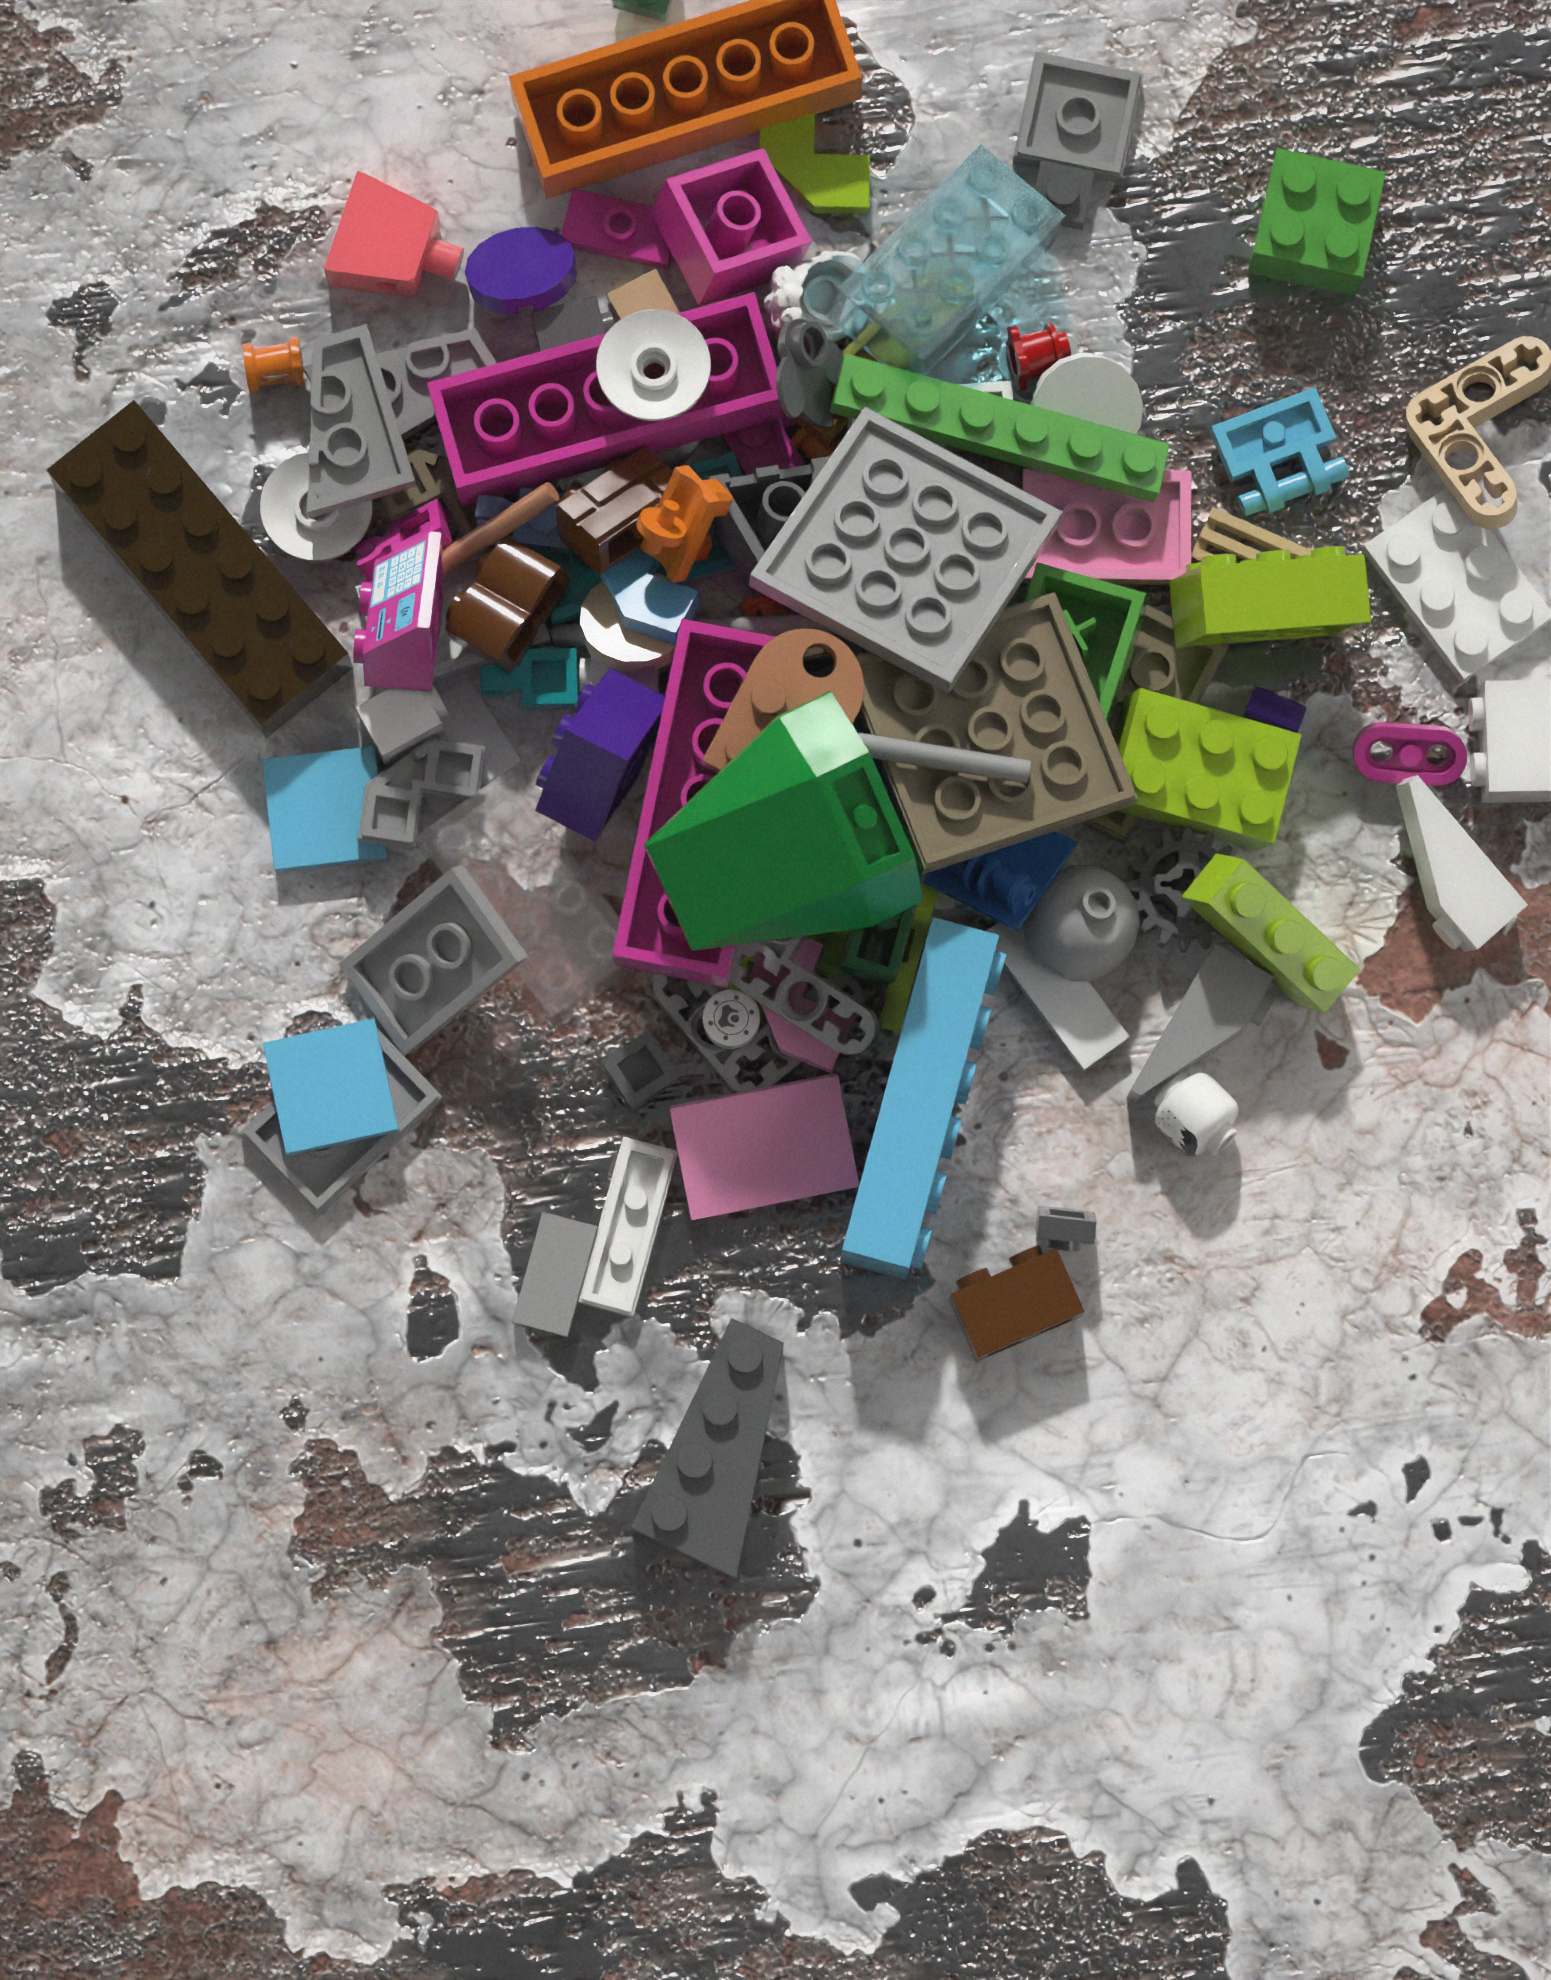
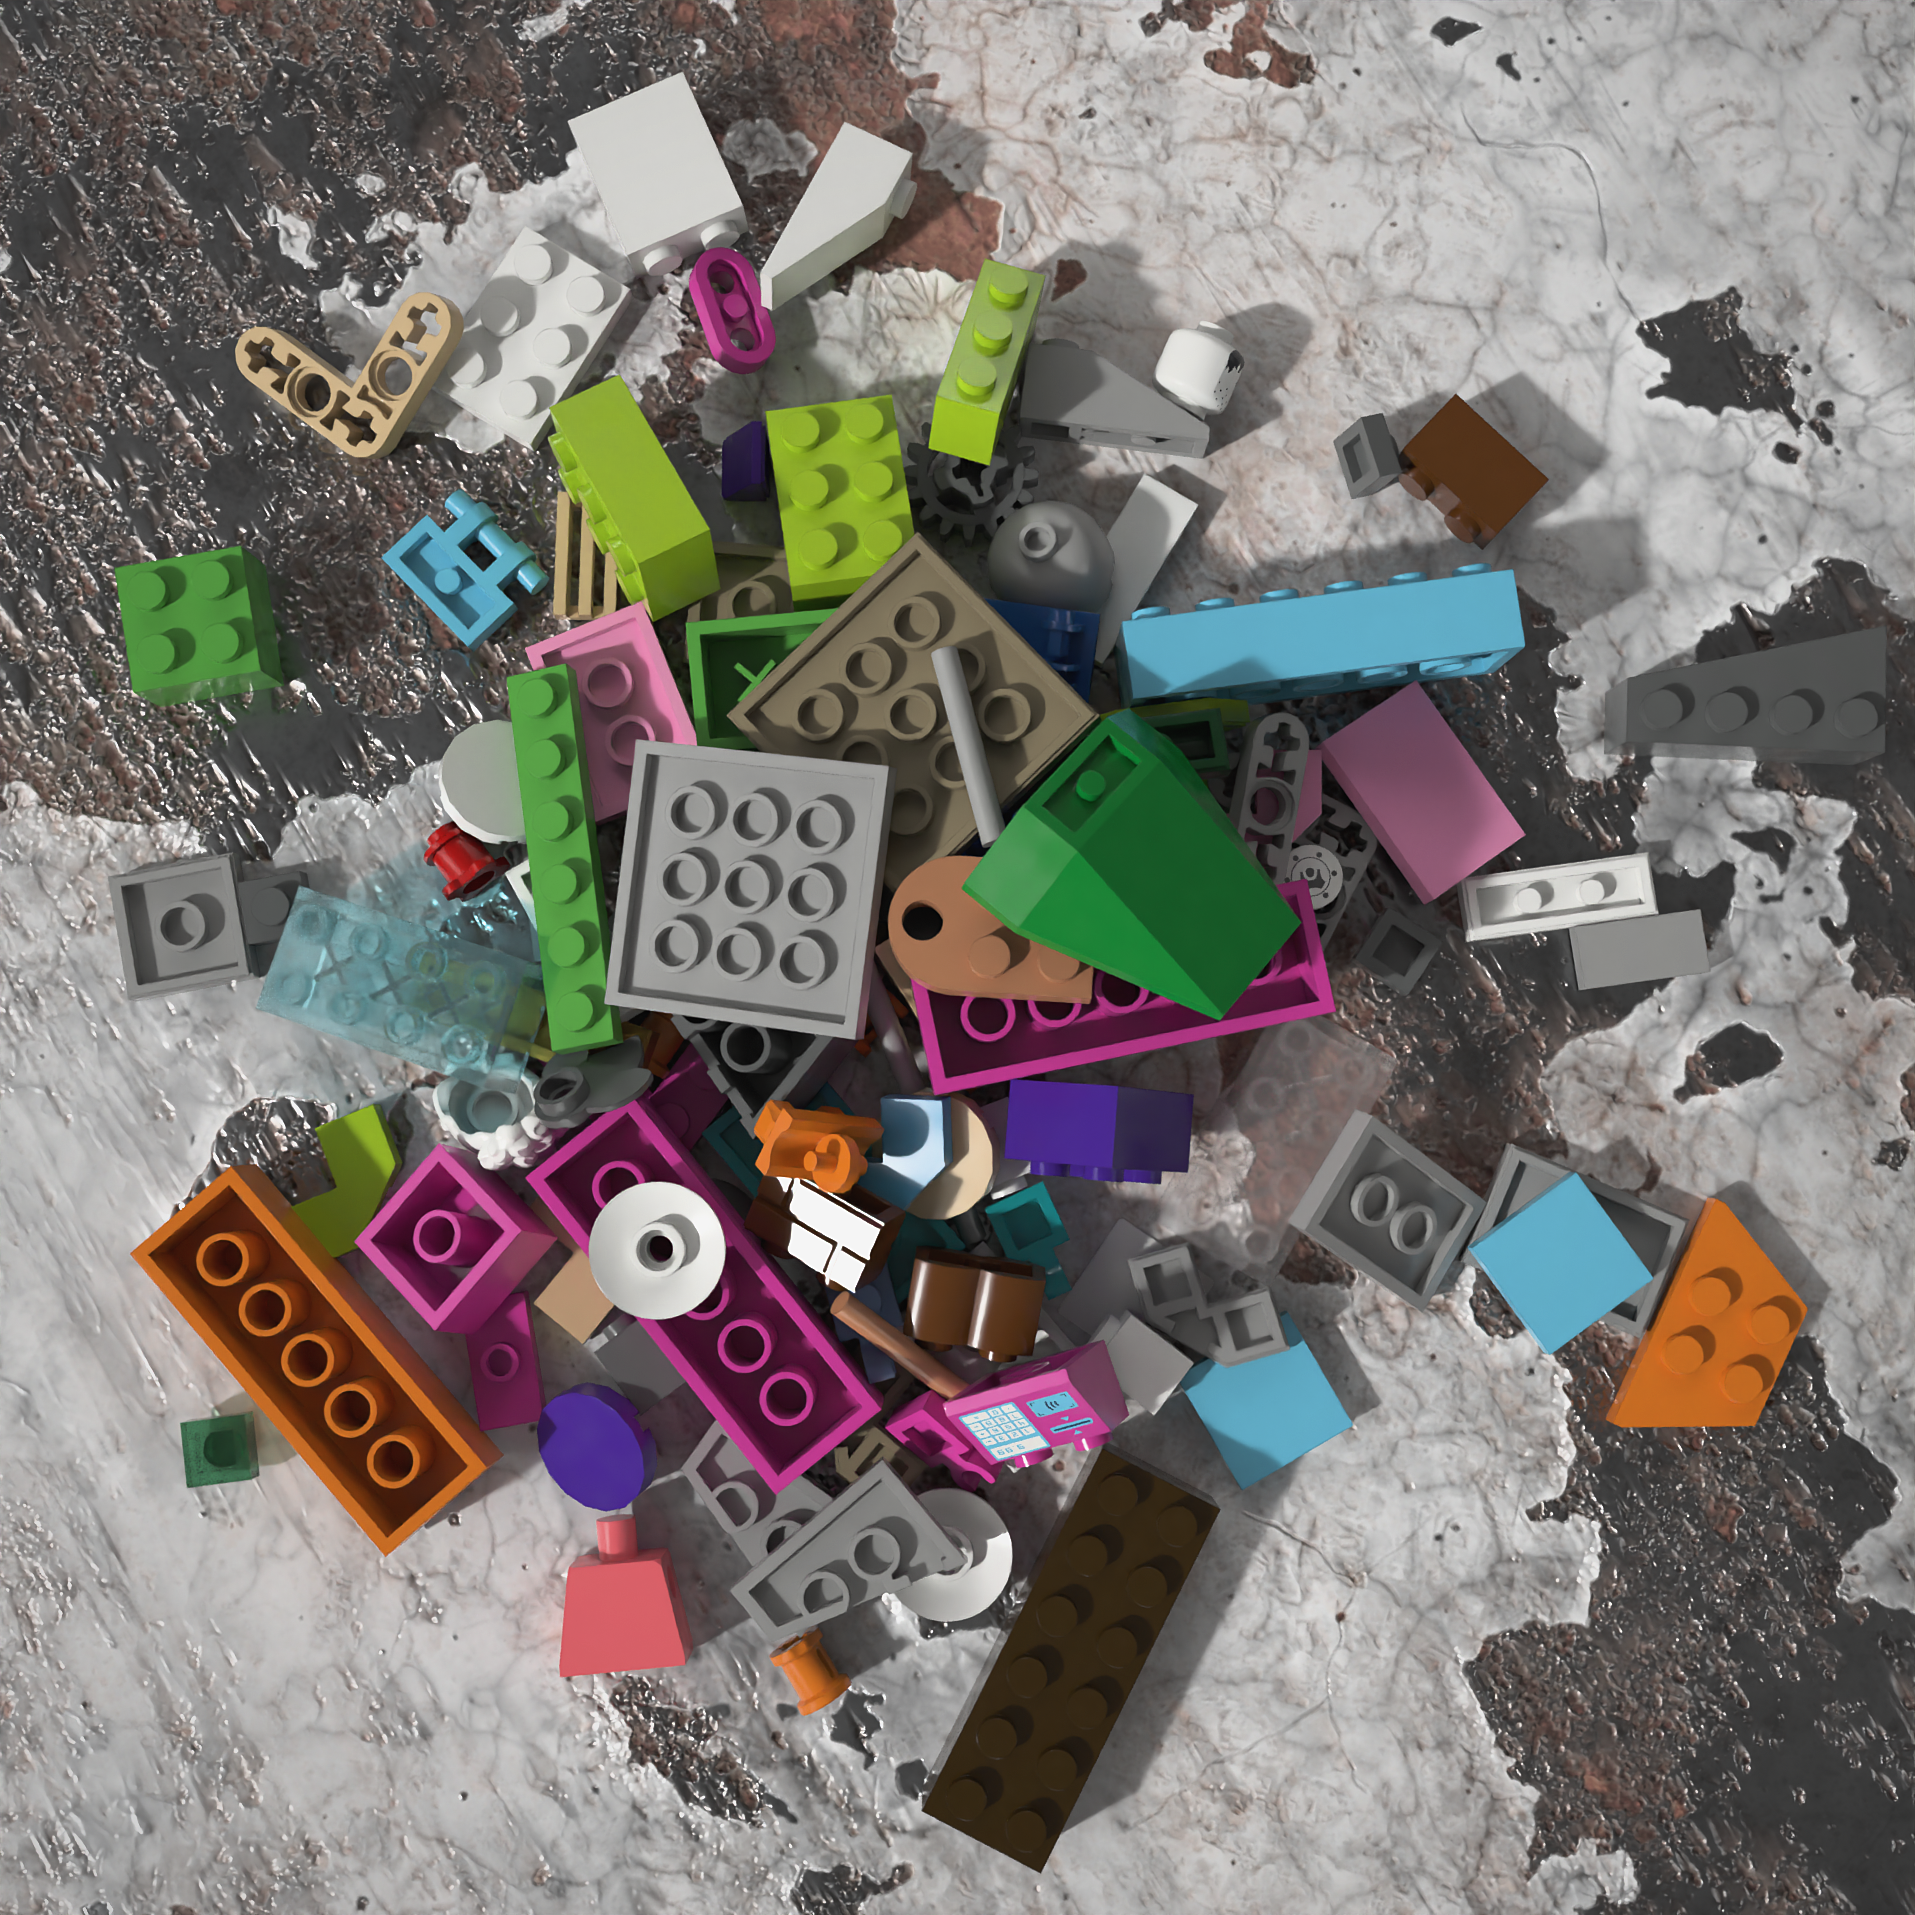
camera: 110 degrees left, 5 degrees up
(215, 1194) = (1713, 1334): none -> orange wing

